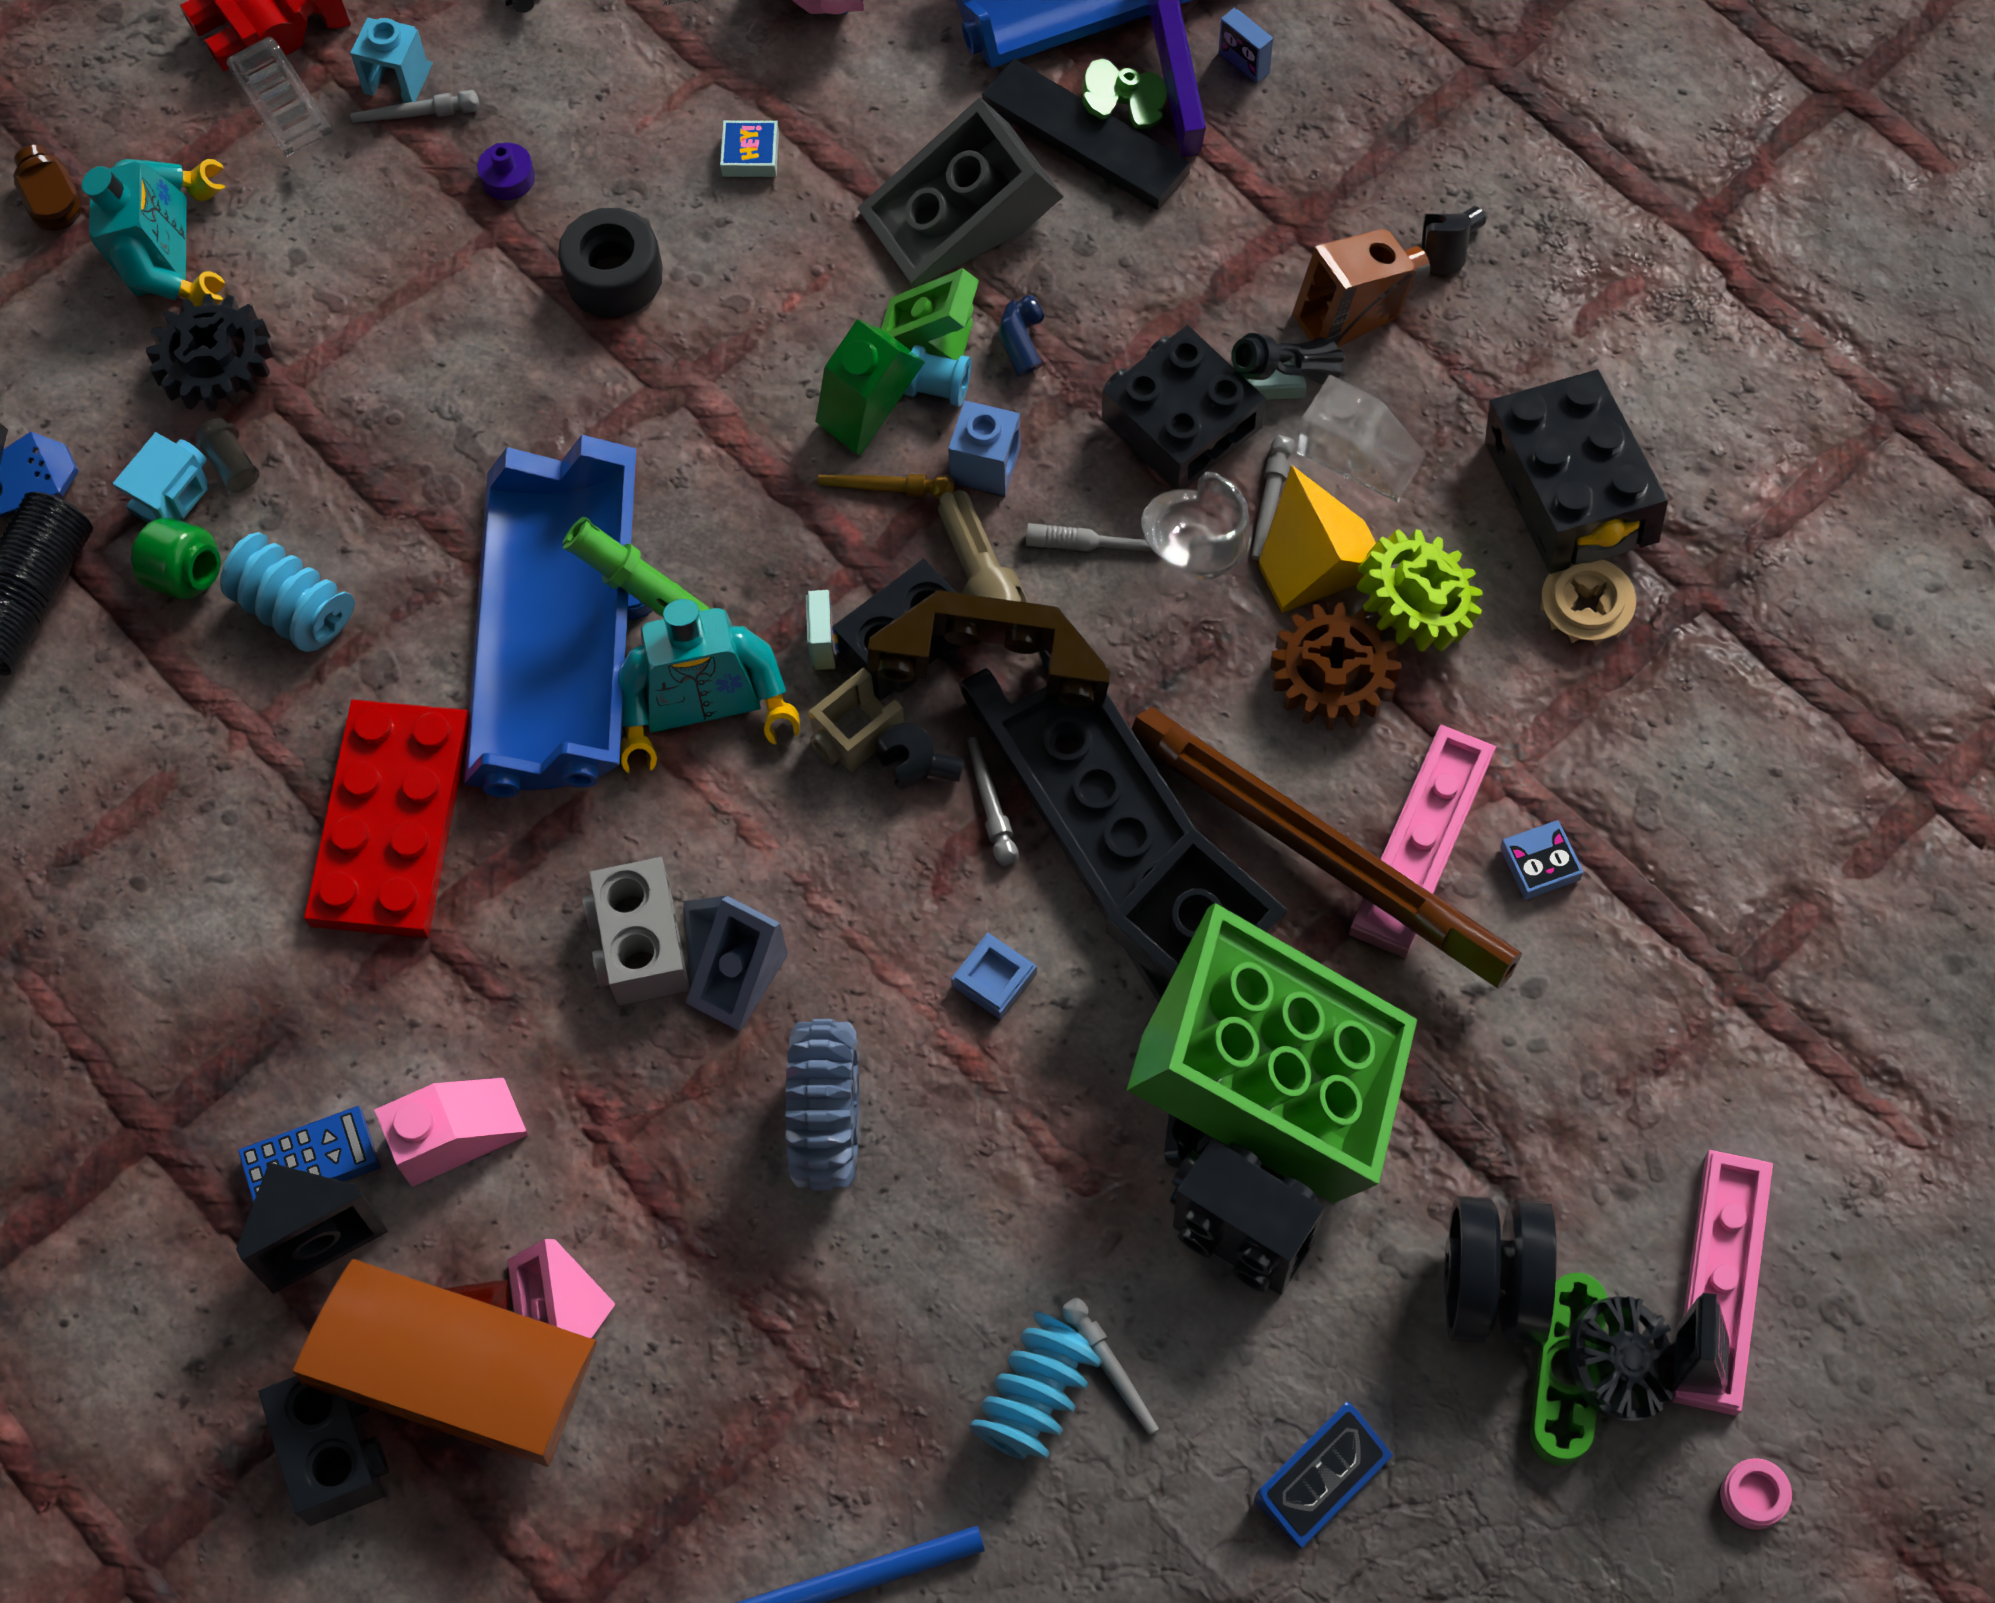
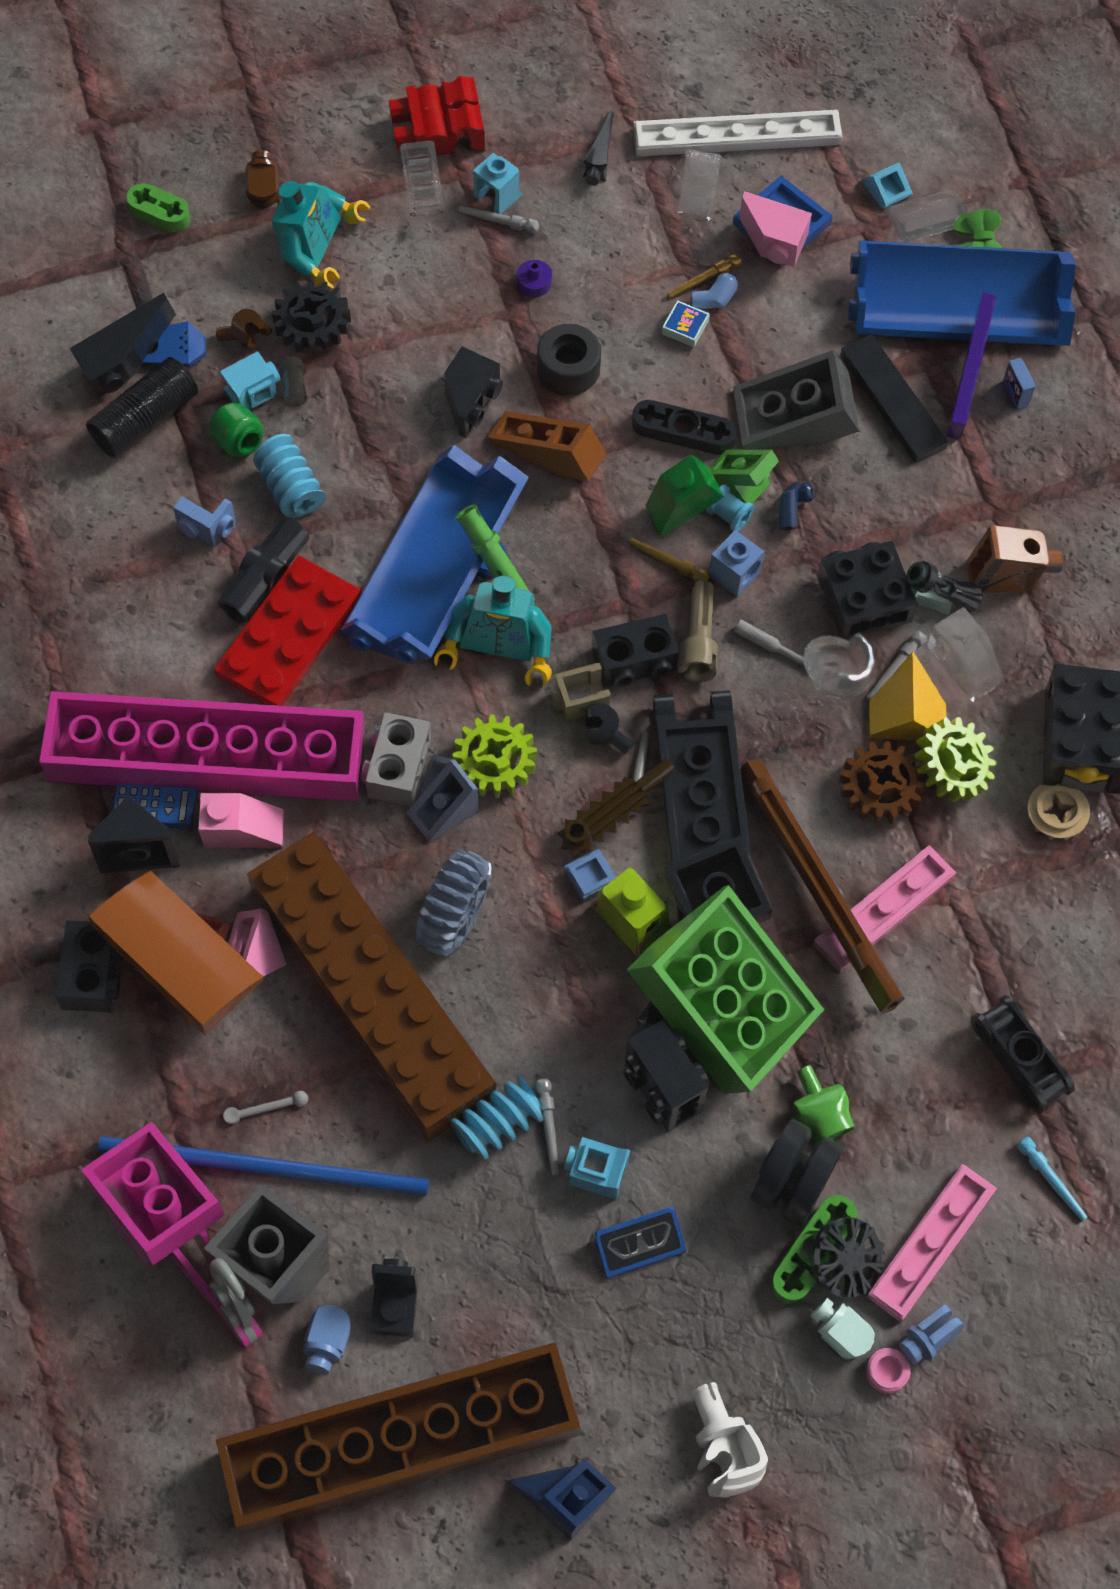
camera: 20 degrees right, 0 degrees up
(117, 408) = (243, 328): none -> reddish brown piece
(185, 715) = (200, 523): none -> medium blue bracket
(309, 742) = (263, 569): none -> black piece
(339, 1039) = (203, 746): none -> dark pink brick
(487, 358) = (469, 387): none -> black slope
(643, 1566) = (233, 1116): none -> light grey hinge
(645, 389) = (550, 443): none -> dark orange slope
(758, 57) = (720, 267): none -> pearl gold piece
(758, 1279) = (371, 985): none -> reddish brown brick
(776, 91) = (718, 295): none -> medium blue arm
(776, 840) = (506, 745): none -> lime gear
(819, 629) = (583, 634): light aqua tile -> none
(831, 272) = (690, 440): none -> black beam
(983, 864) = (614, 808): none -> dark brown piece
(1074, 669) = (629, 658): dark brown slope -> none
(1081, 1002) = (630, 909): none -> lime torso
(1106, 85) = (921, 373): bright green piece -> none
(1211, 1394) = (596, 1167): none -> medium azure window
(1447, 238) = (1084, 554): black piece -> none
(1482, 1160) = (822, 1108): none -> bright green piece
(1541, 859) = (950, 951): tile -> none
(1668, 1464) = (843, 1329): none -> light aqua arm
(1702, 1348) = (896, 1272): black slope -> none
(1748, 963) = (1031, 1075): none -> black piece
(1781, 1436) = (930, 1335): none -> medium blue arm
(1809, 1099) = (1039, 1162): none -> medium azure piece

